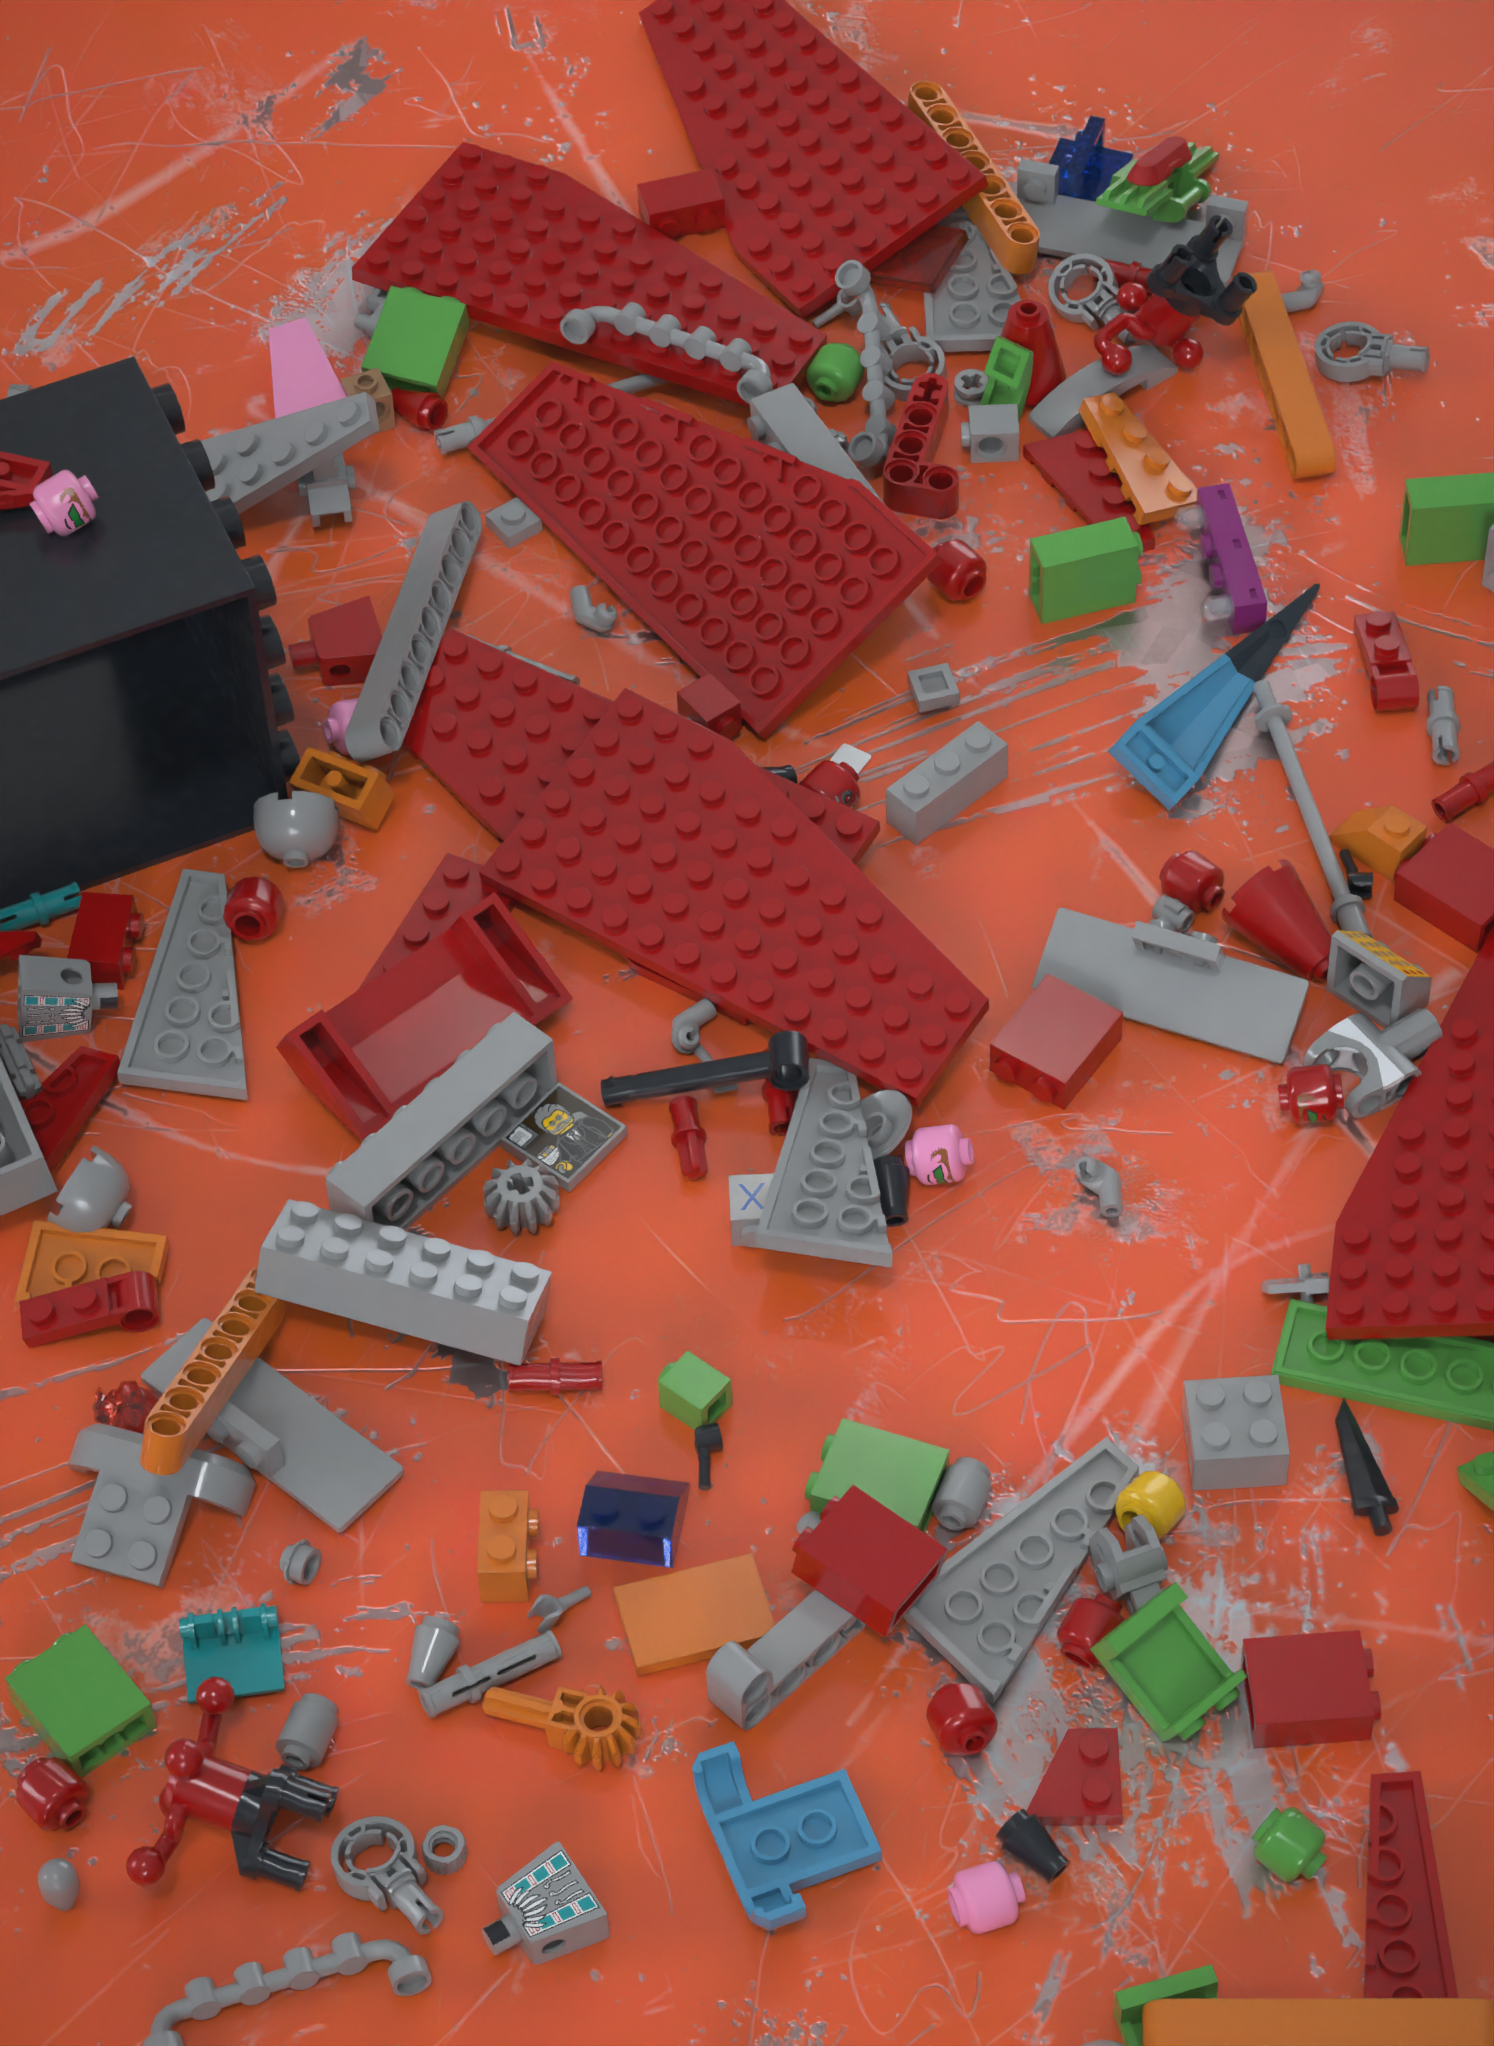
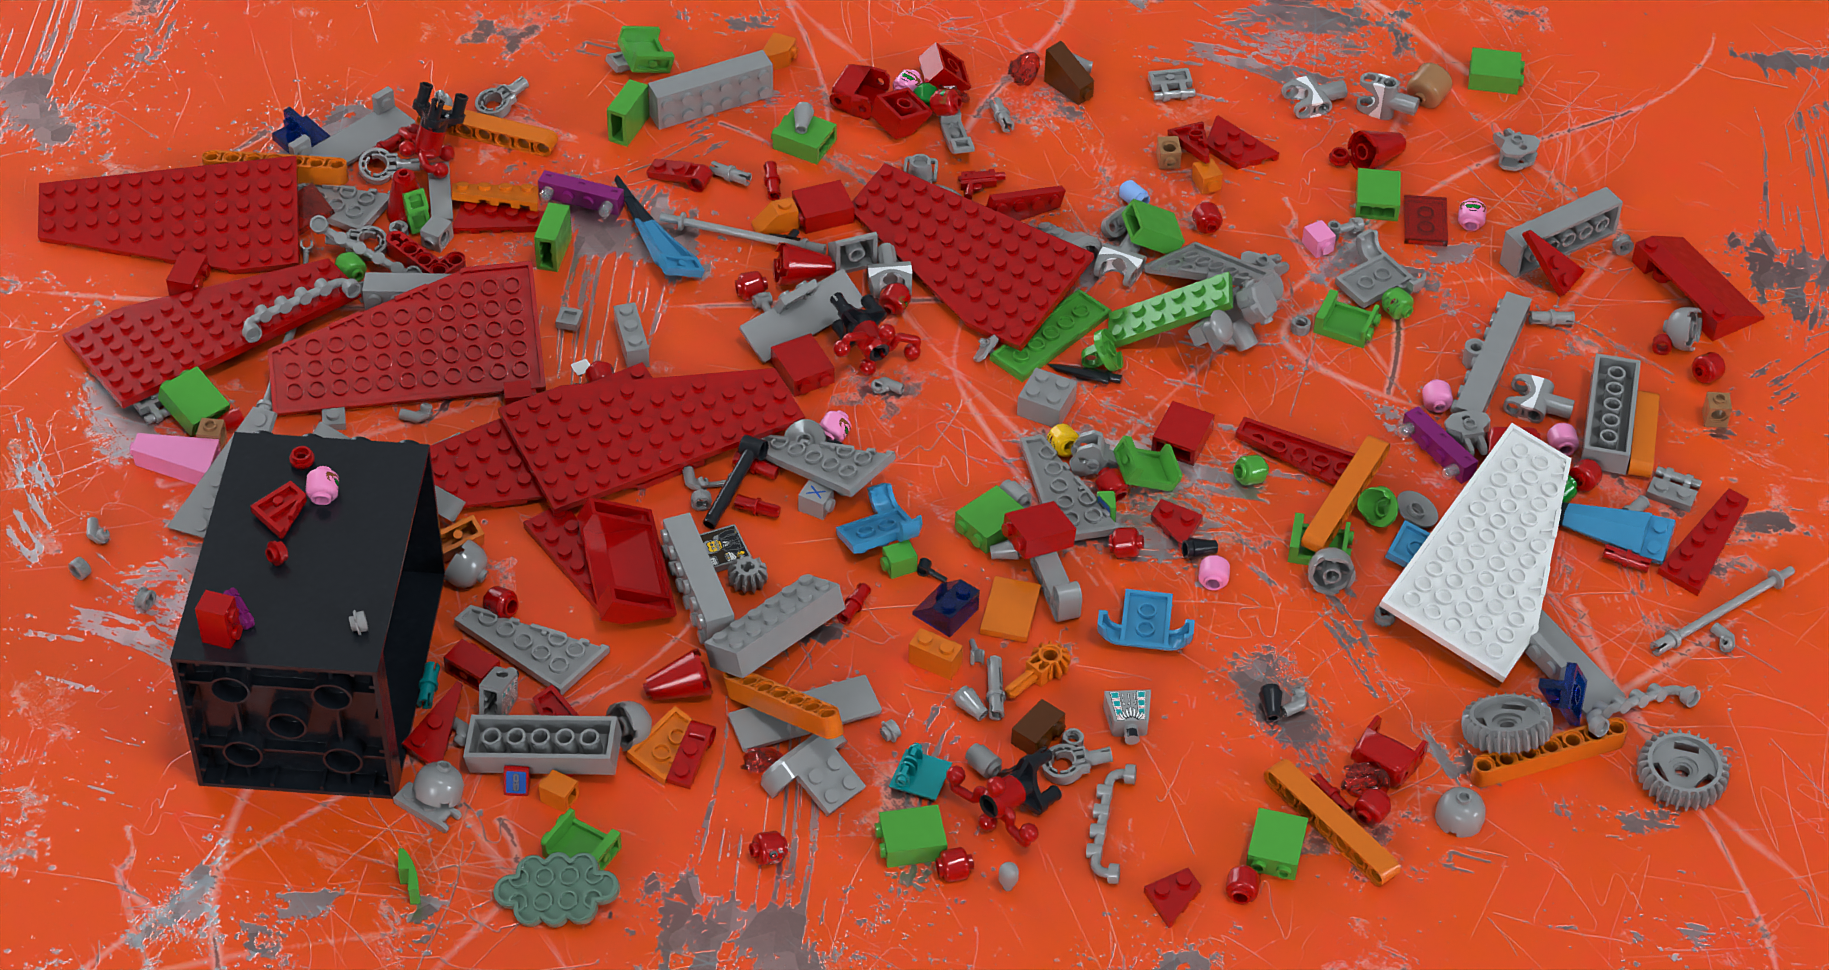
camera: 65 degrees left, 5 degrees down
(116, 453) = (301, 457): none -> red plate
(227, 1217) = (679, 679): none -> red cone
(429, 1781) = (1038, 727): none -> reddish brown brick
(647, 1054) = (701, 495): none -> light grey axle
(744, 1334) = (886, 526): none -> dark azure piece
(1037, 1651) = (1107, 500): none -> bright green slope
(1162, 181) = (336, 109): bright green piece -> none
(1169, 1087) = (861, 329): none -> wheel
(1417, 1468) = (1104, 351): none -> bright green tile

